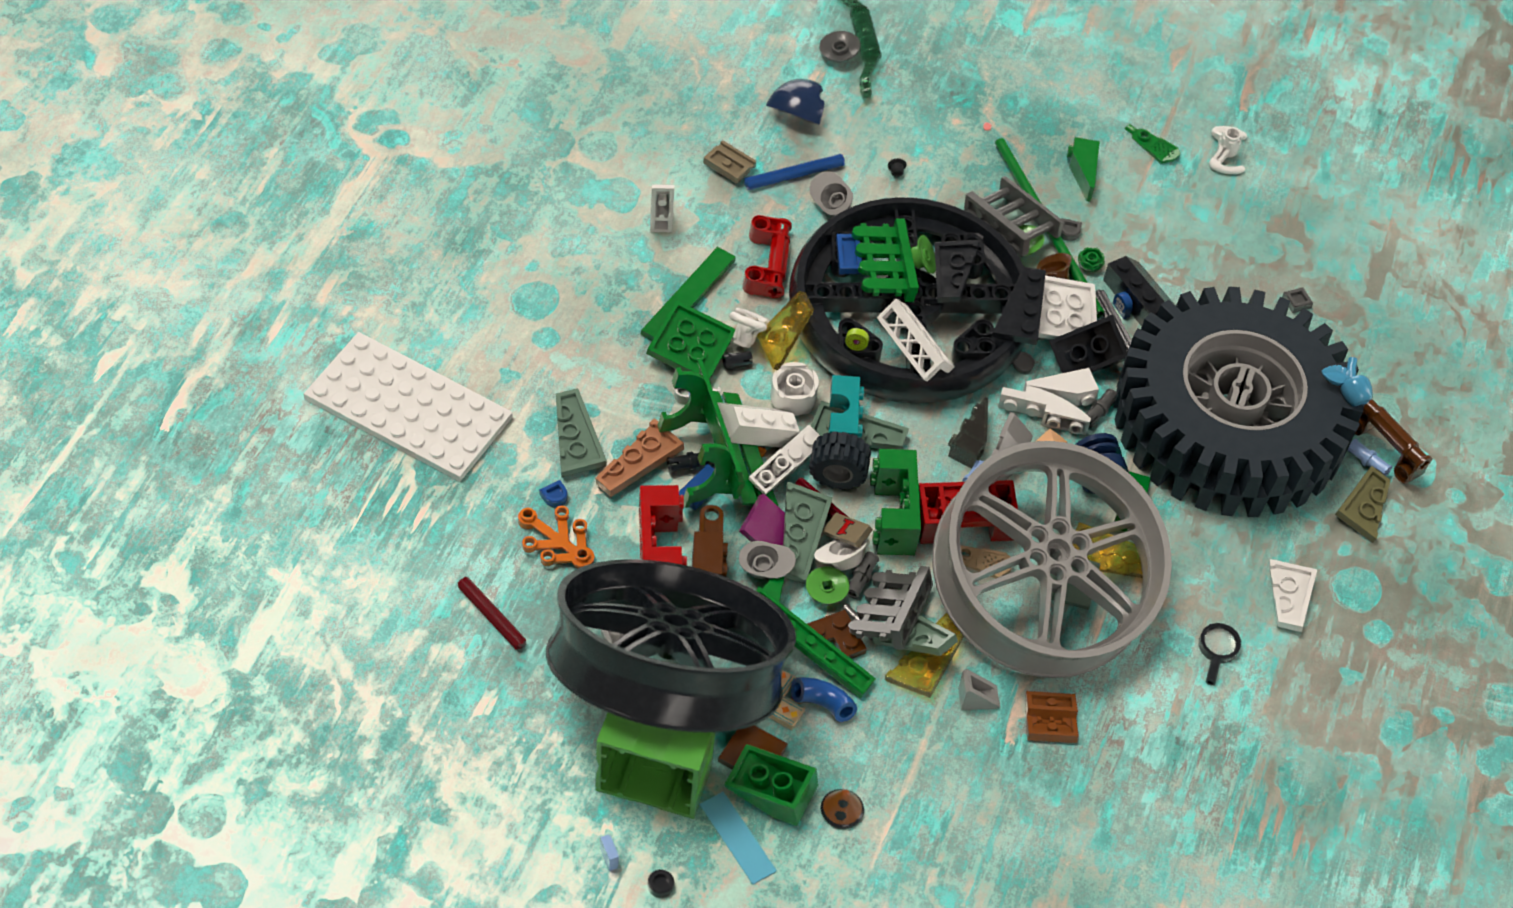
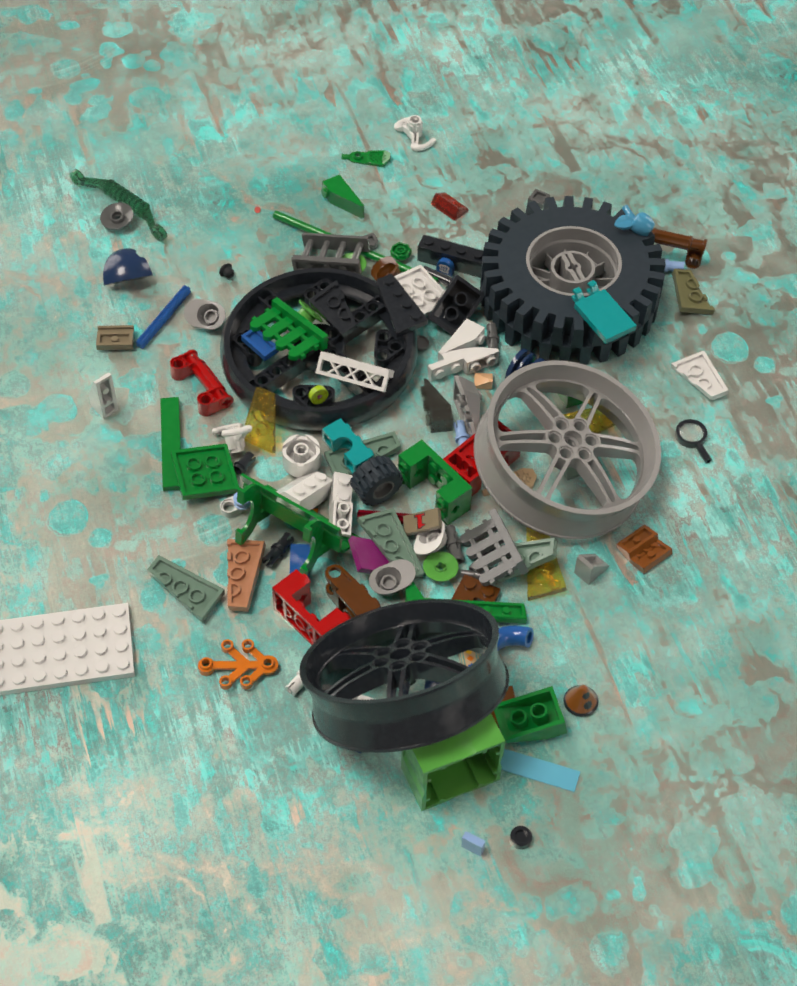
camera: 35 degrees left, 0 degrees up
(492, 613) = (243, 747): dark red axle -> none
(554, 494) = (208, 637): blue tile -> none
(1191, 246) = (449, 205): none -> clear red slope
(1218, 451) = (602, 313): none -> teal tile

